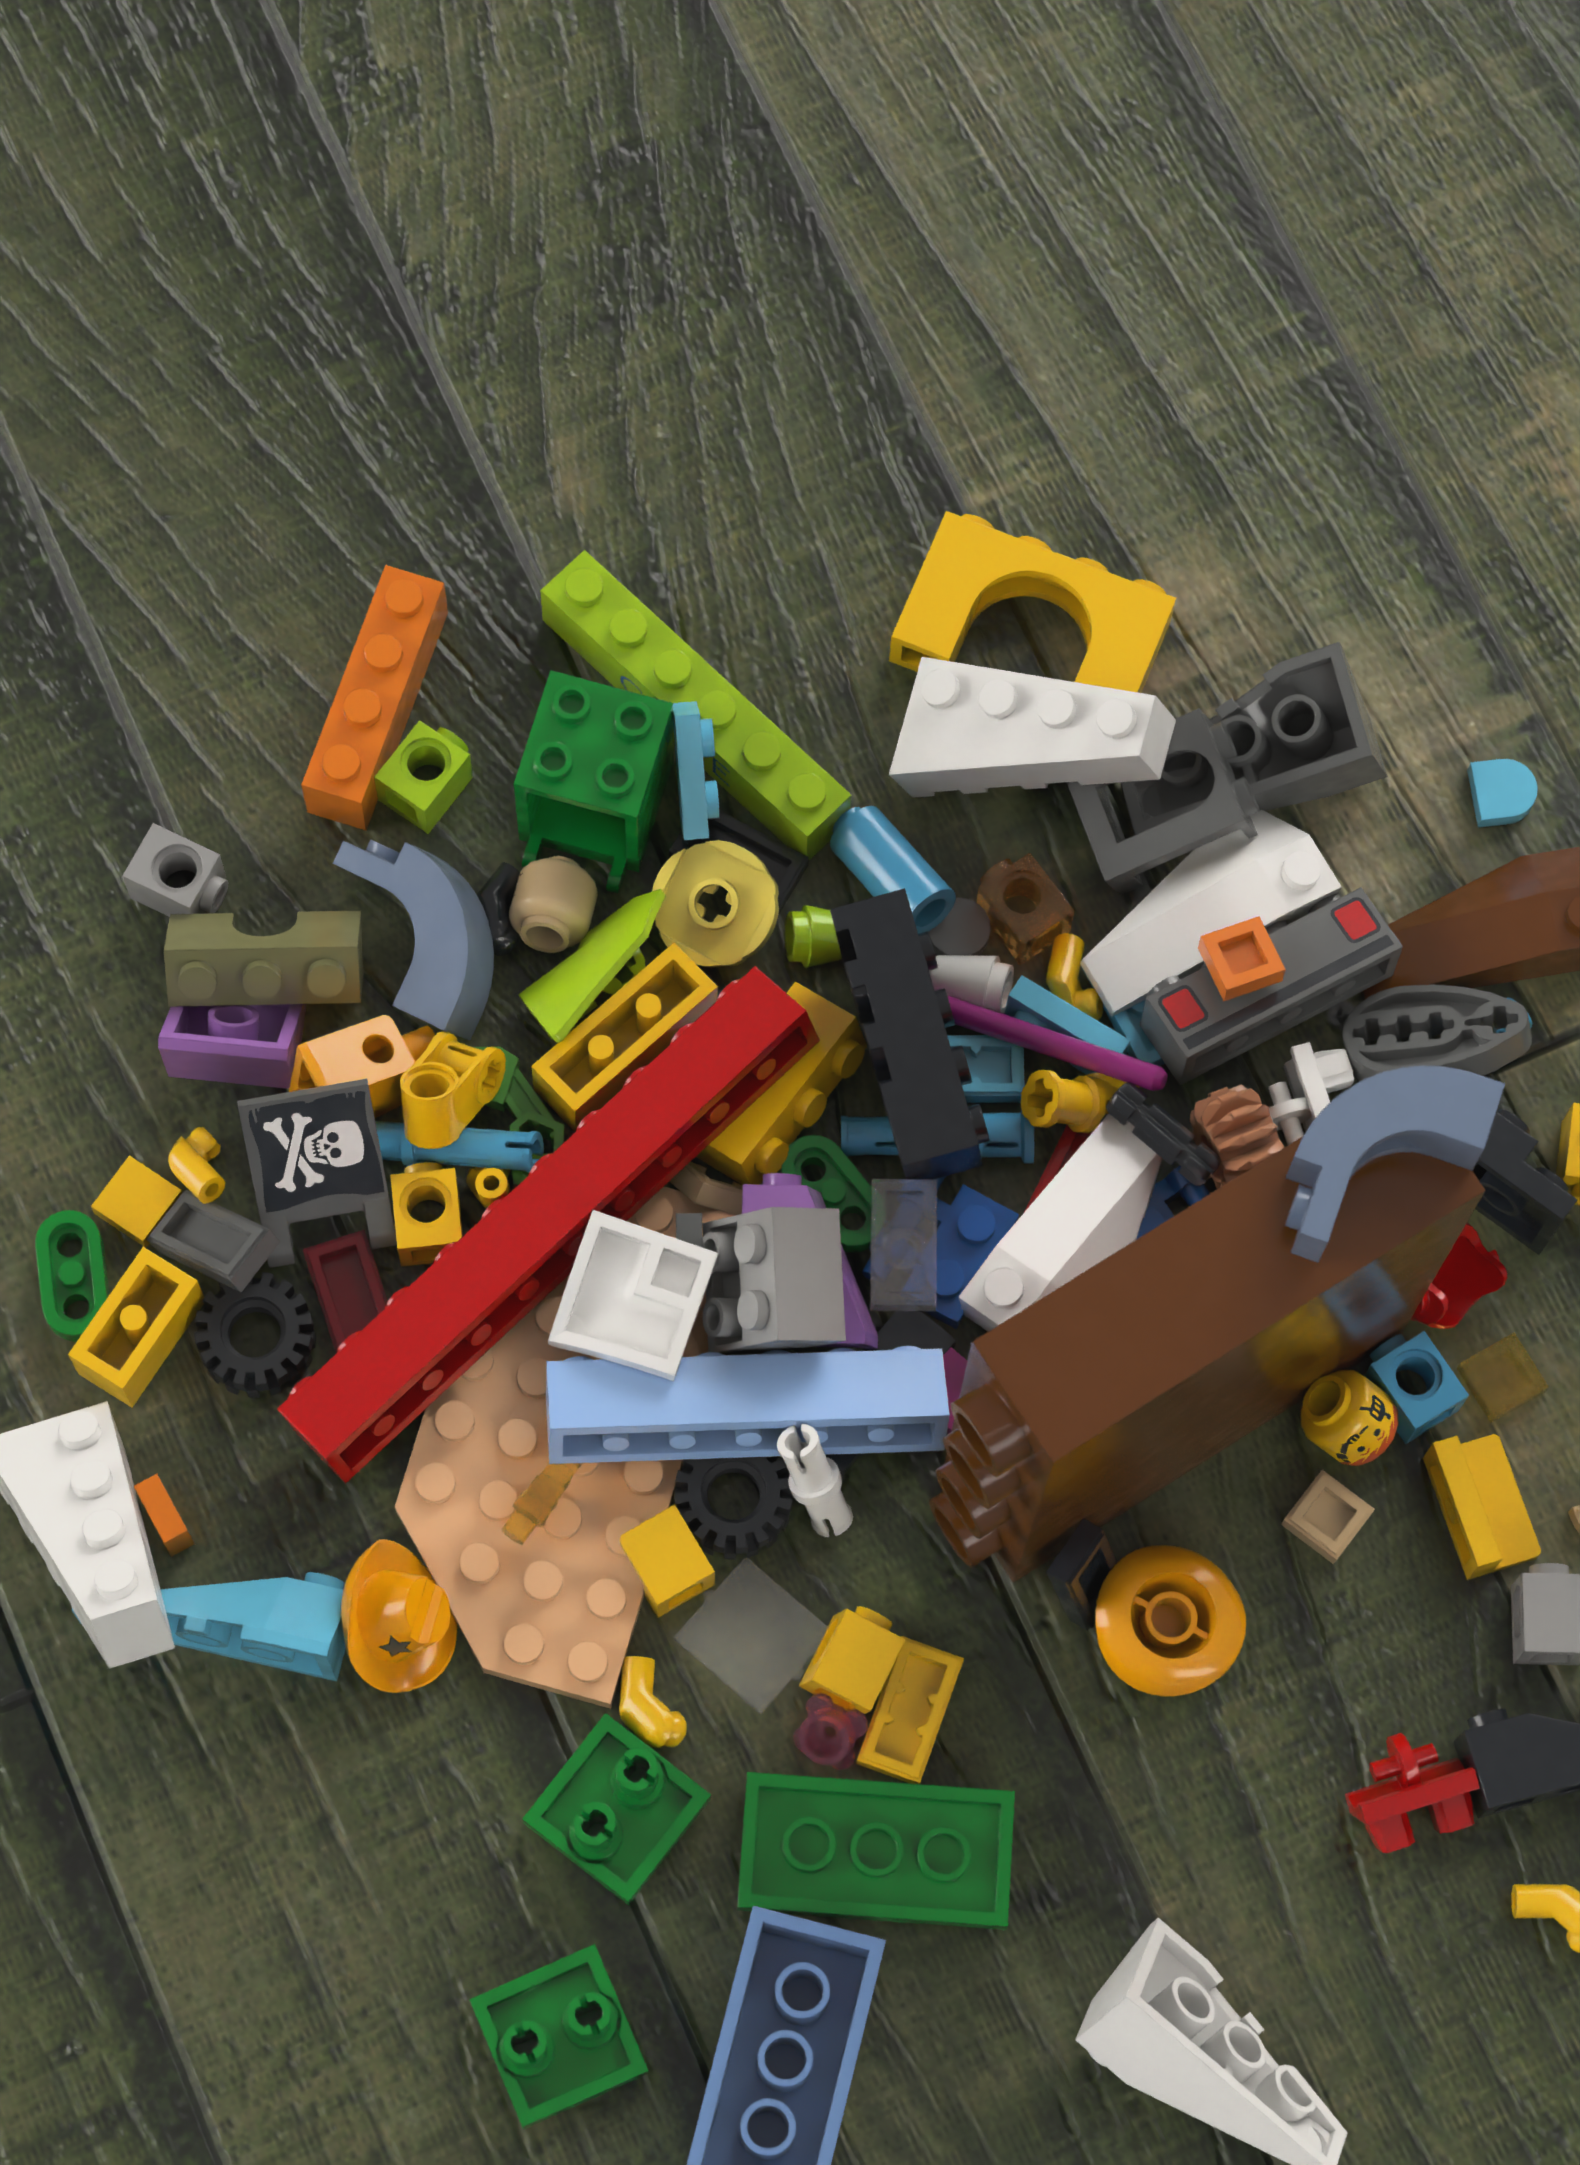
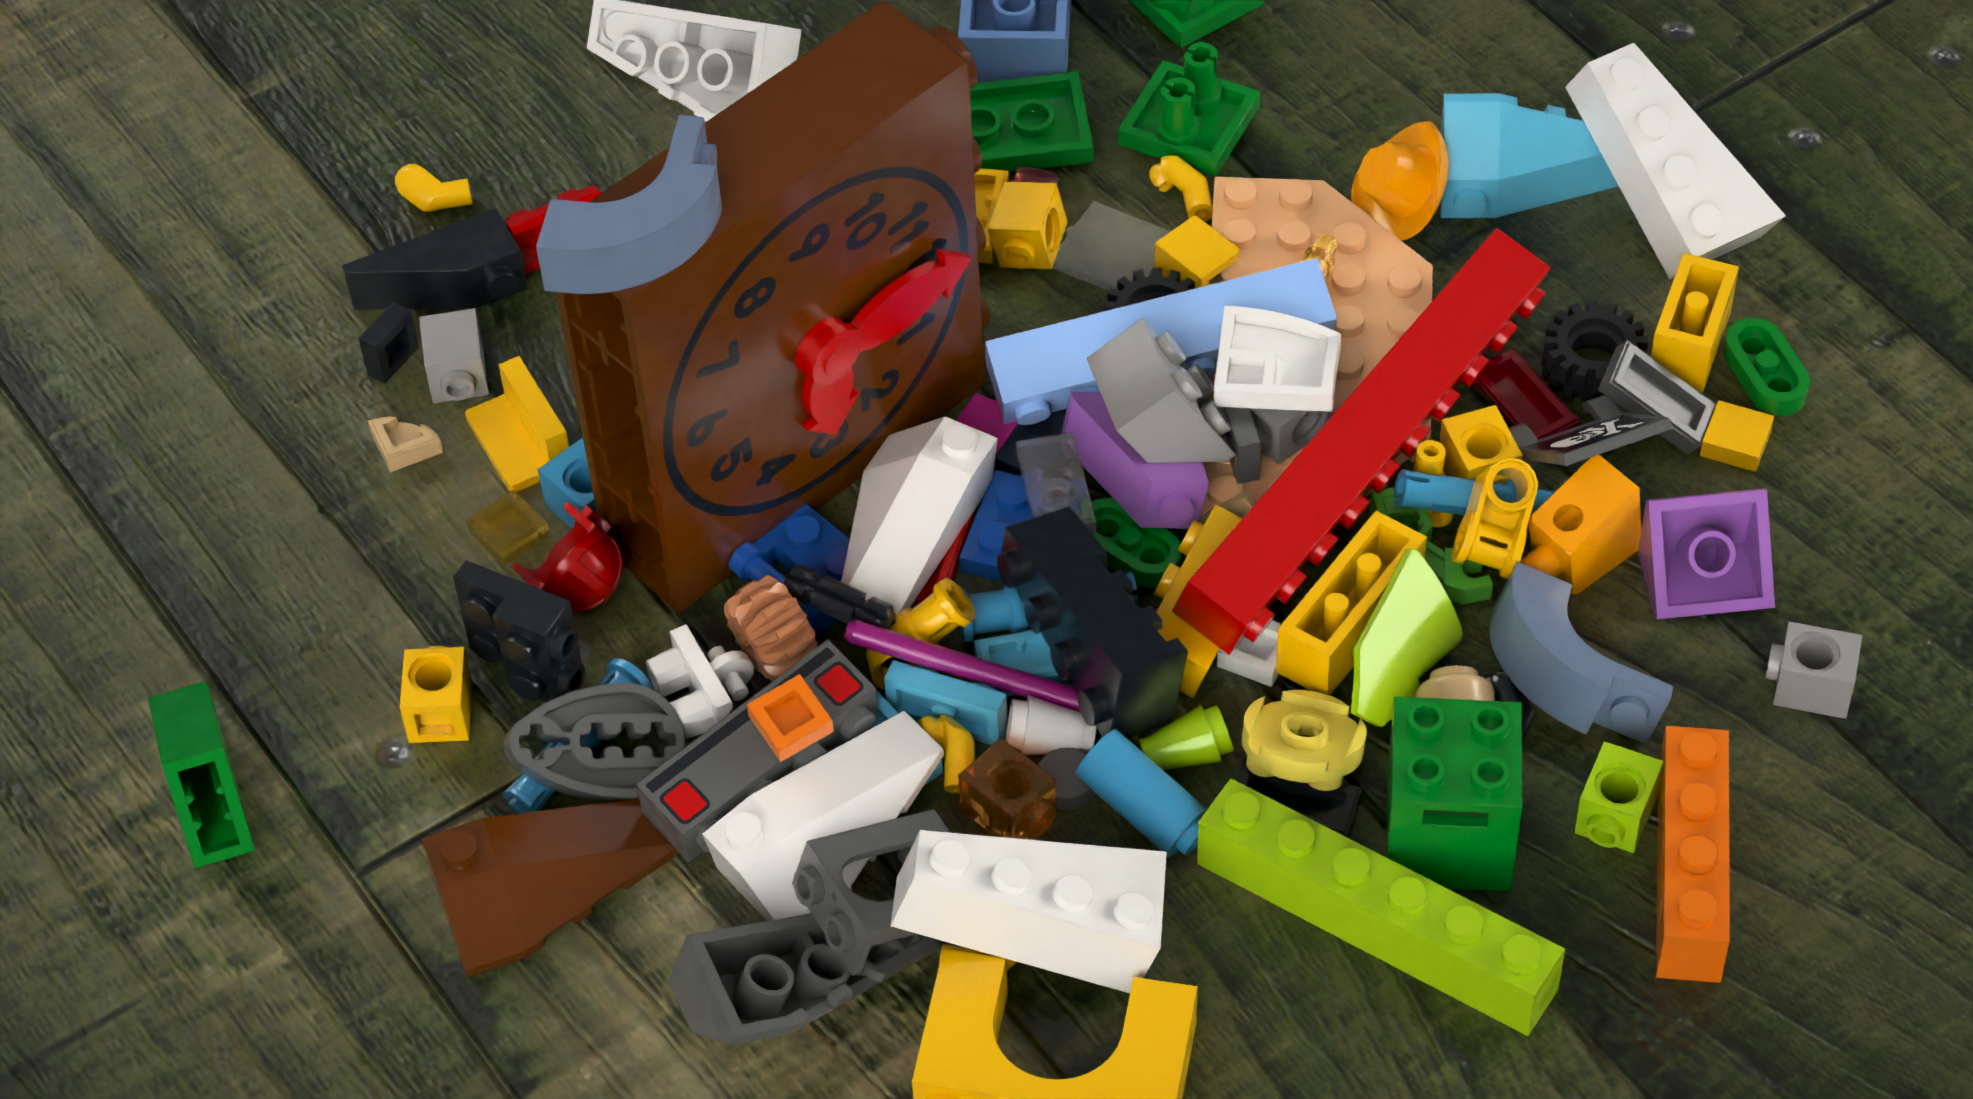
camera: 175 degrees right, 20 degrees down
(164, 1515) = (1616, 222): orange tile -> none
(190, 1165) = (1704, 456): yellow arm -> none
(307, 964) = (1652, 611): olive arch -> none
(696, 796) = (1358, 804): medium azure plate -> none
(815, 1480) = (1099, 298): white pin -> none
(1501, 791) = (550, 1004): medium azure tile -> none

